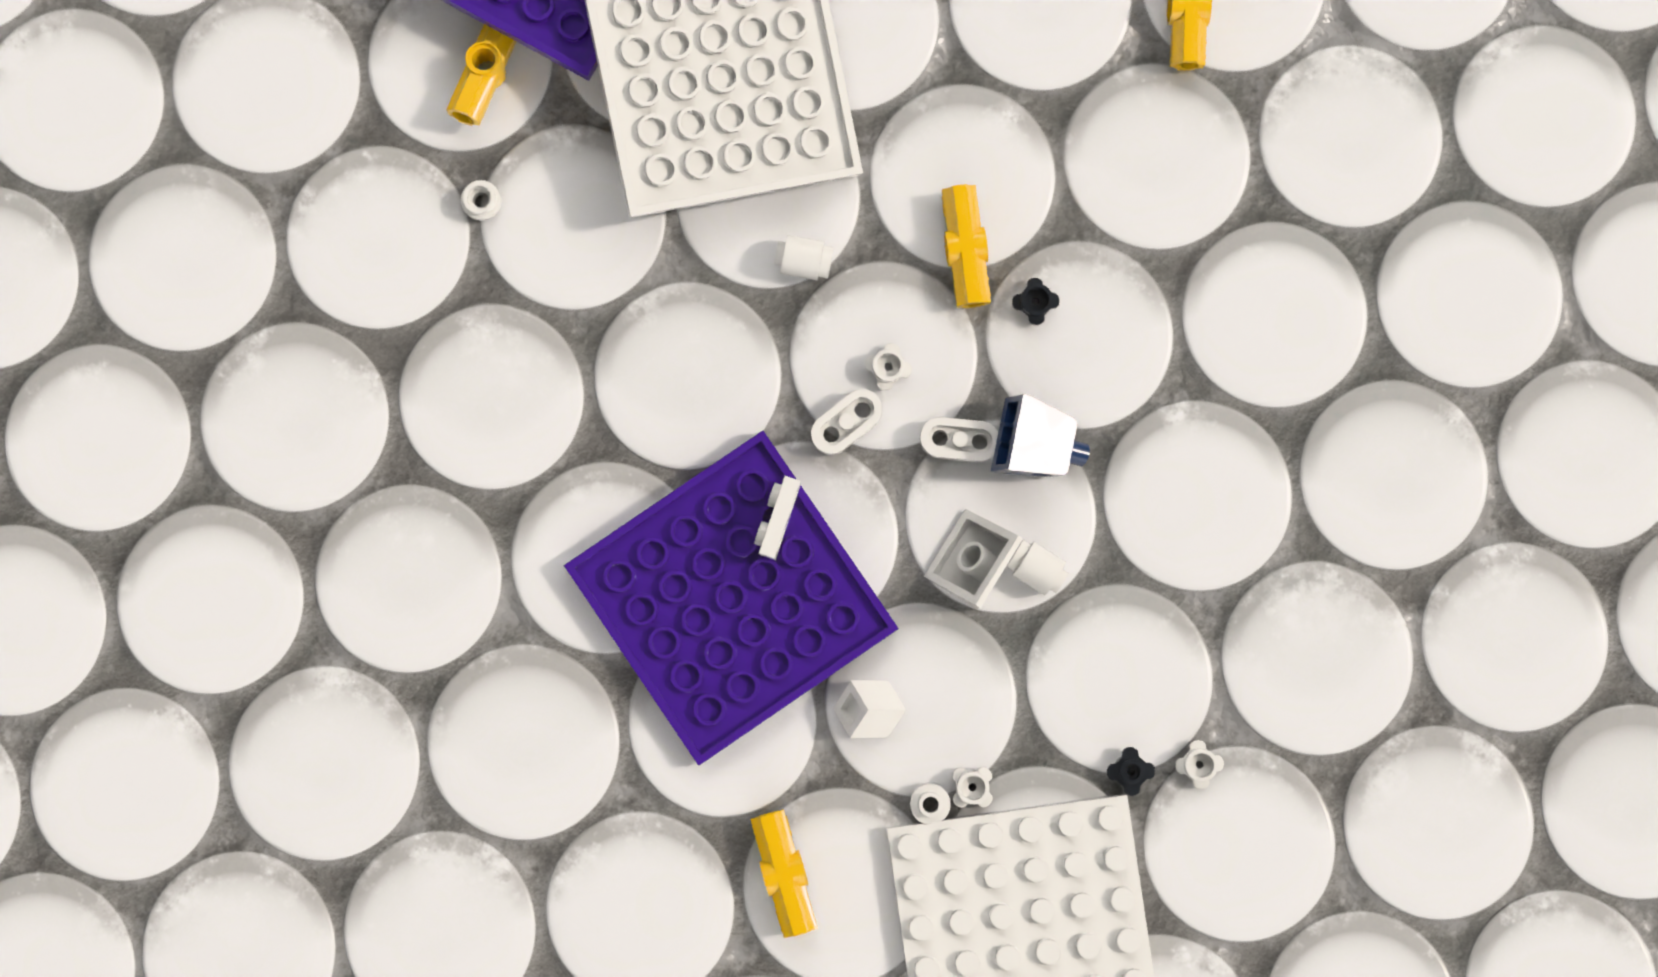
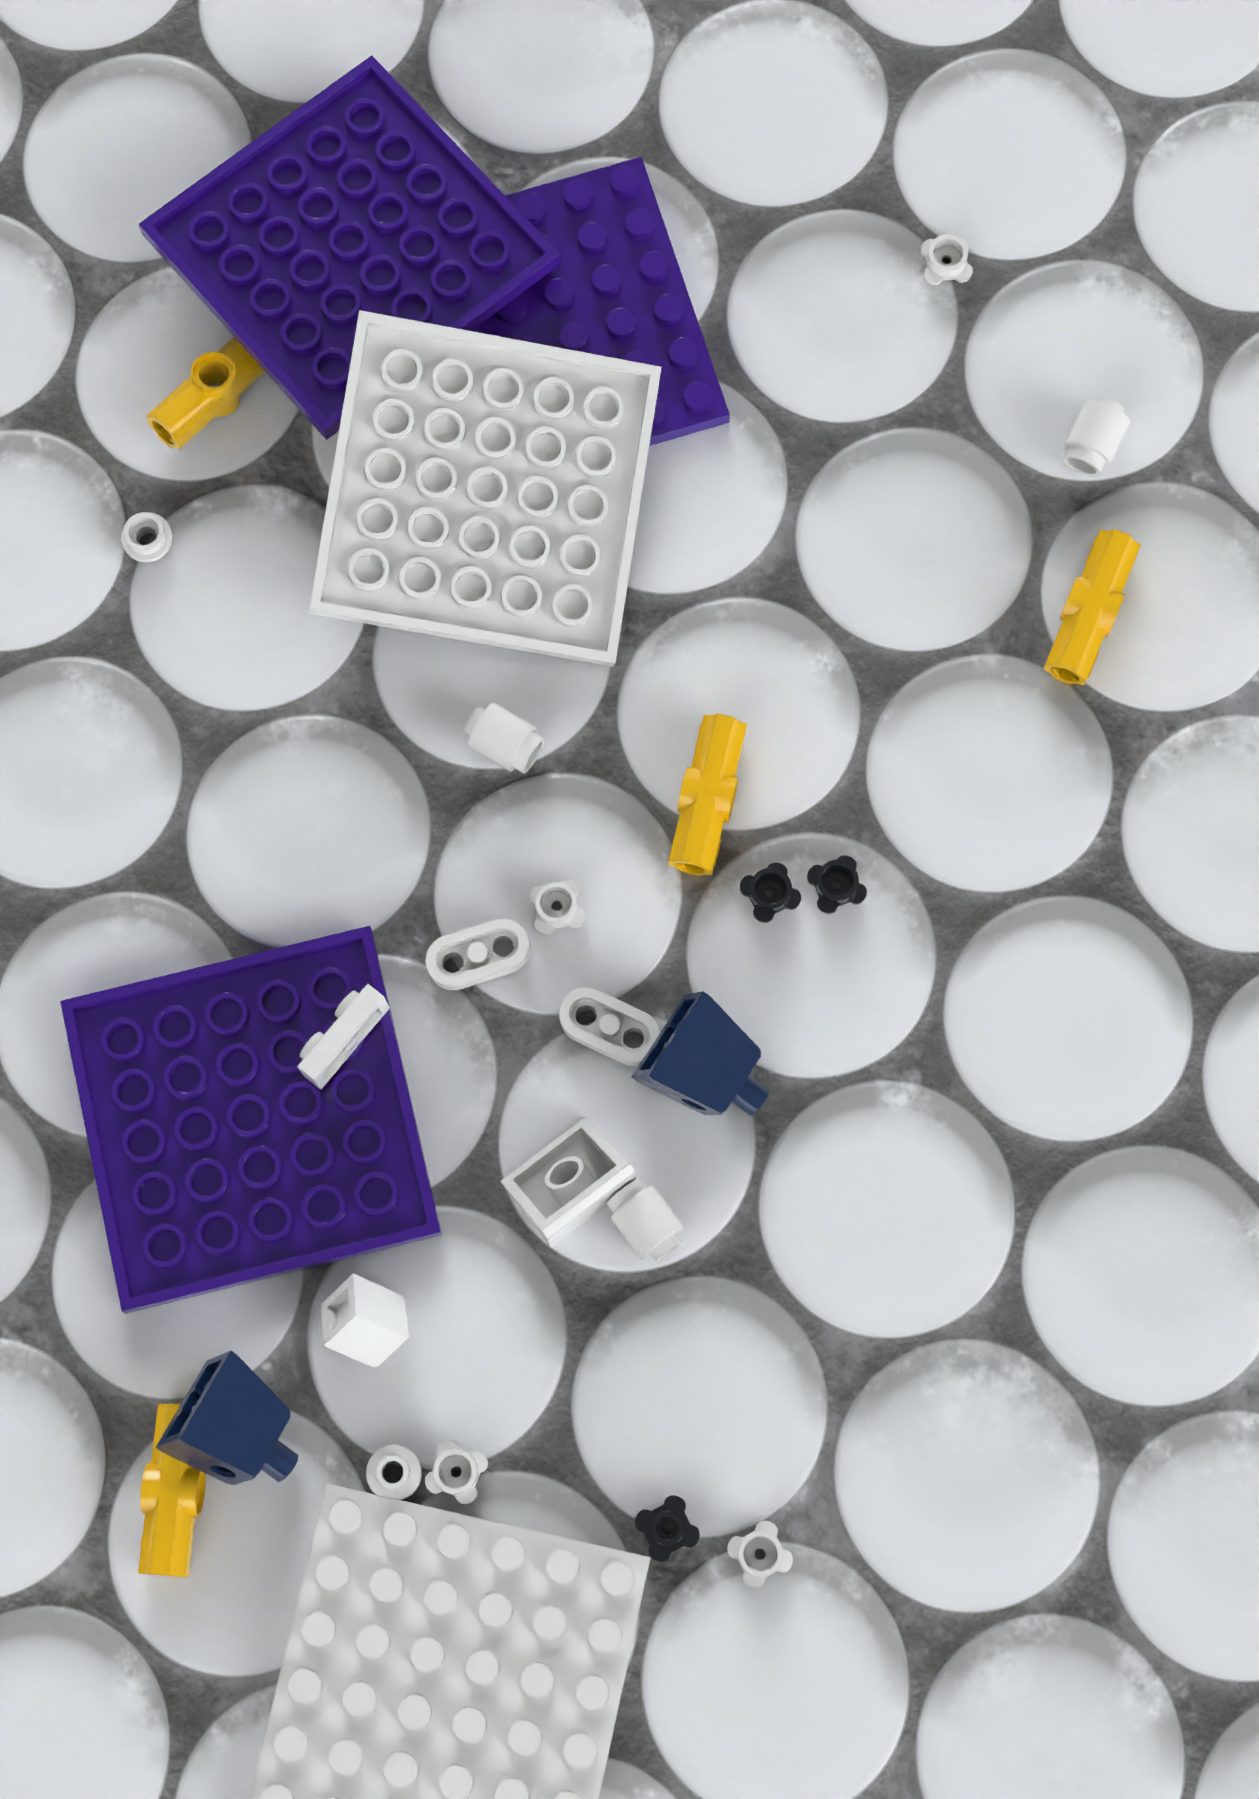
camera: 25 degrees right, 10 degrees down
(808, 815) = (230, 1425): none -> dark blue torso
(1082, 267) = (844, 871): none -> black plate

